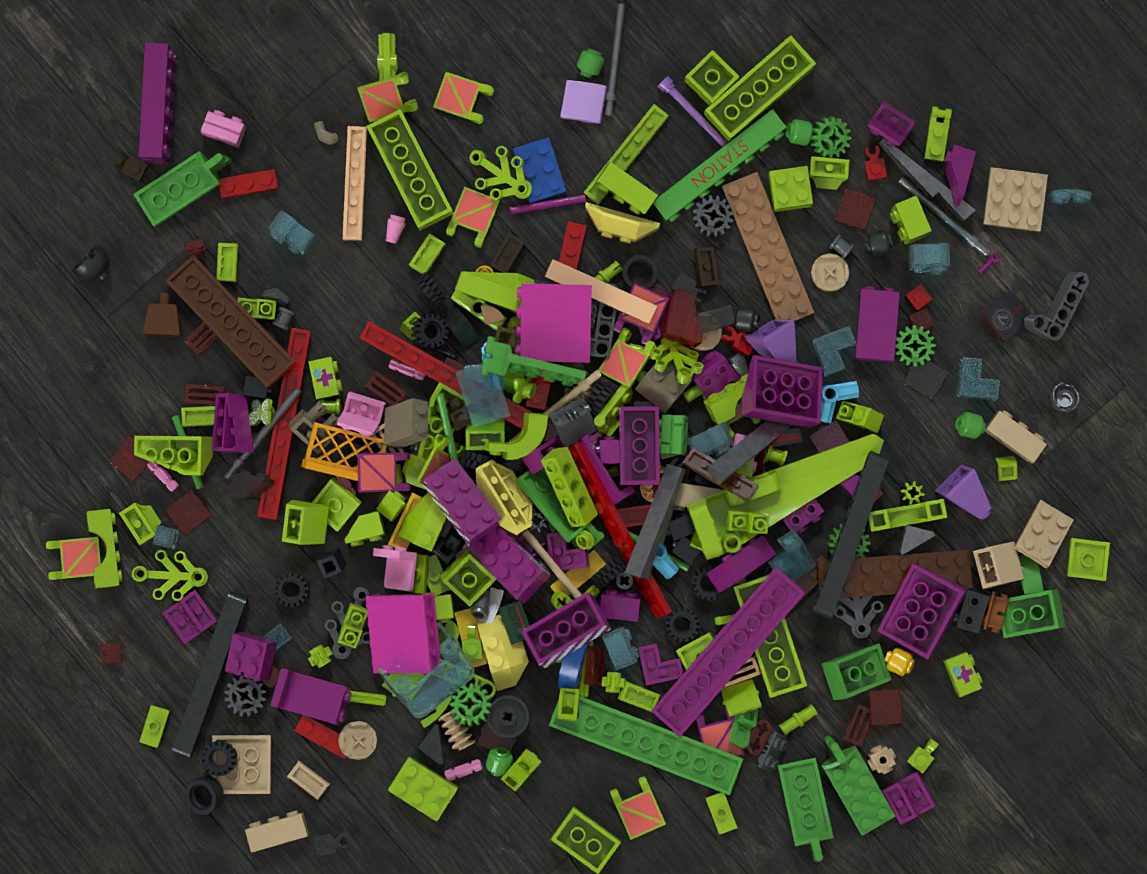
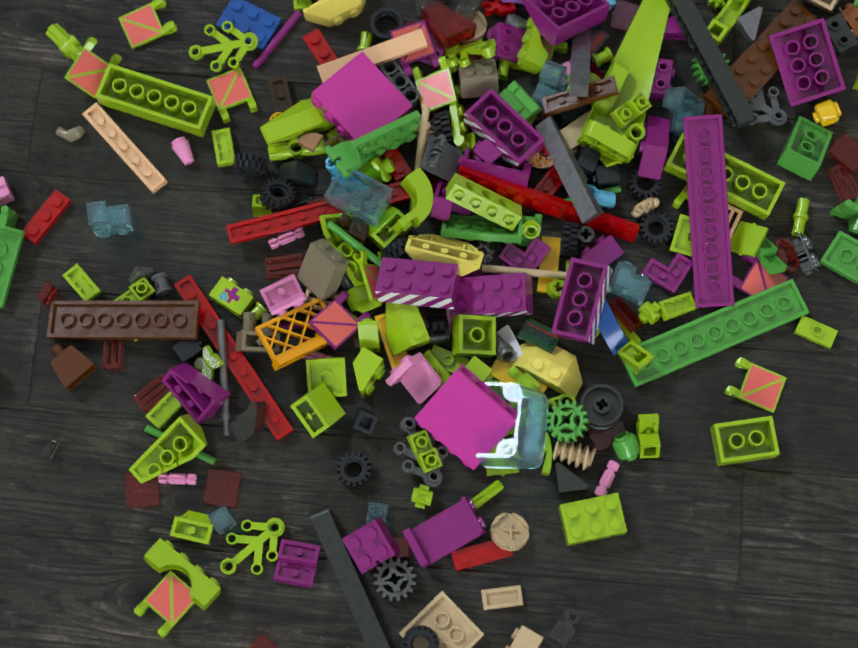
camera: 45 degrees left, 10 degrees down
(689, 602) = (645, 207): none -> tan gear

